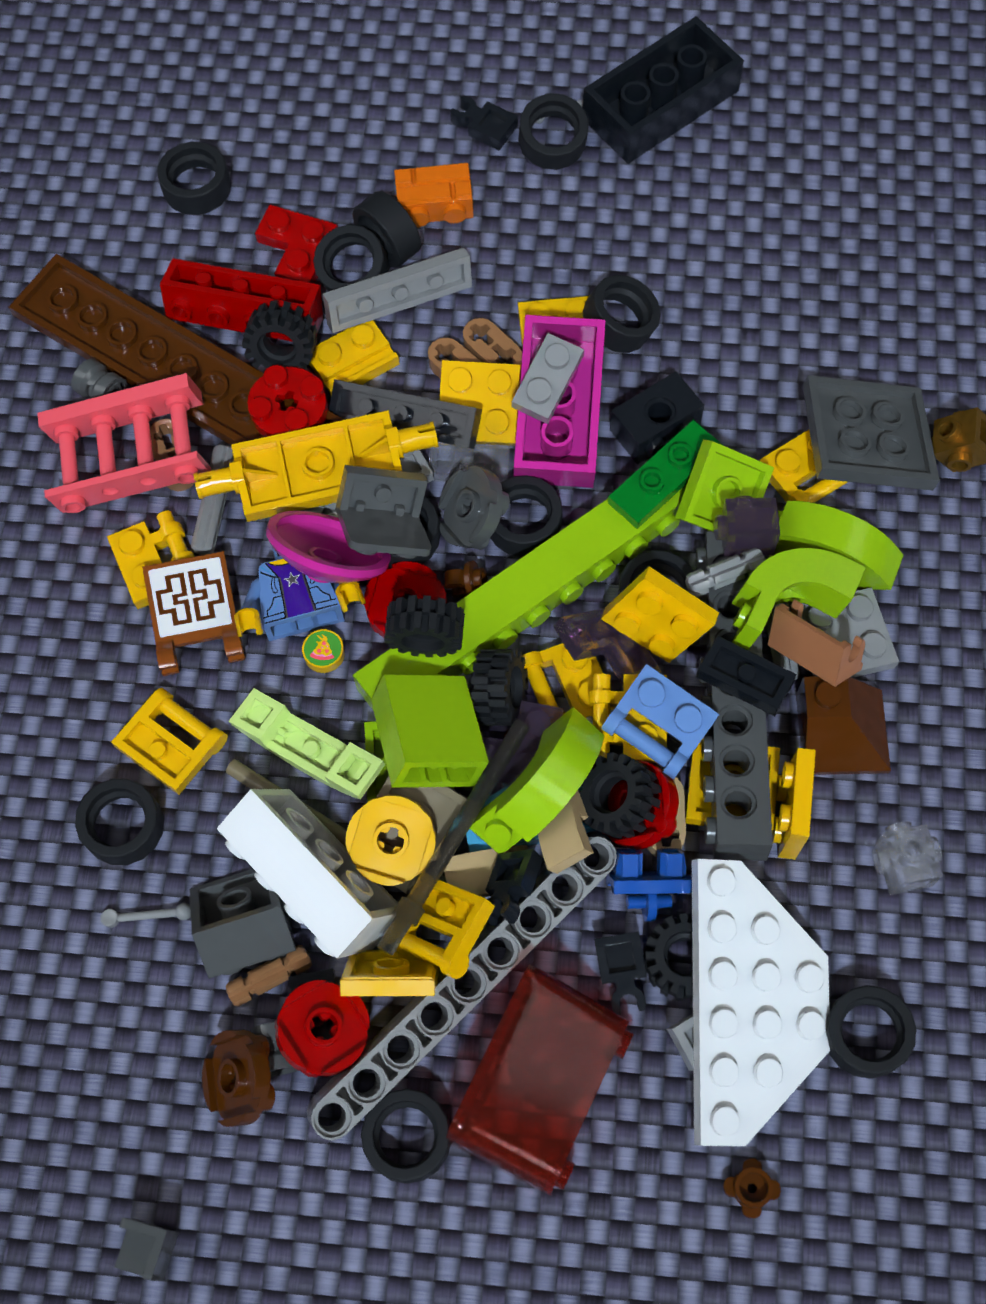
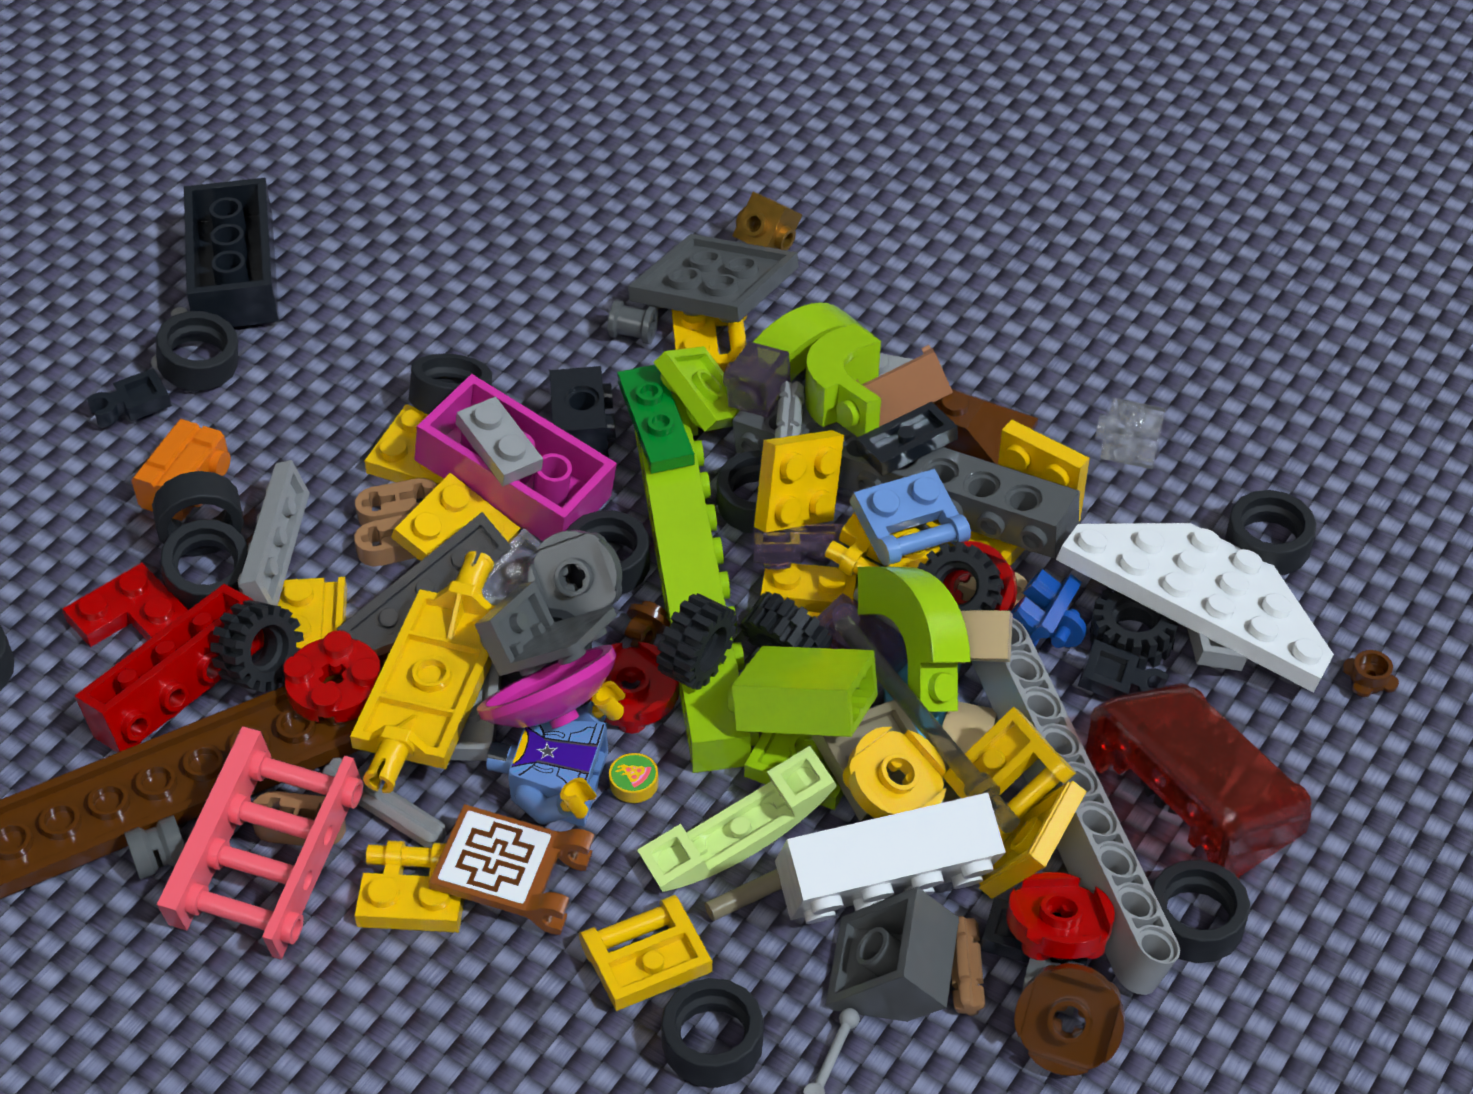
camera: 65 degrees left, 20 degrees down
(510, 880) = (991, 697): black plate -> none
(785, 401) = (632, 322): none -> dark grey bush

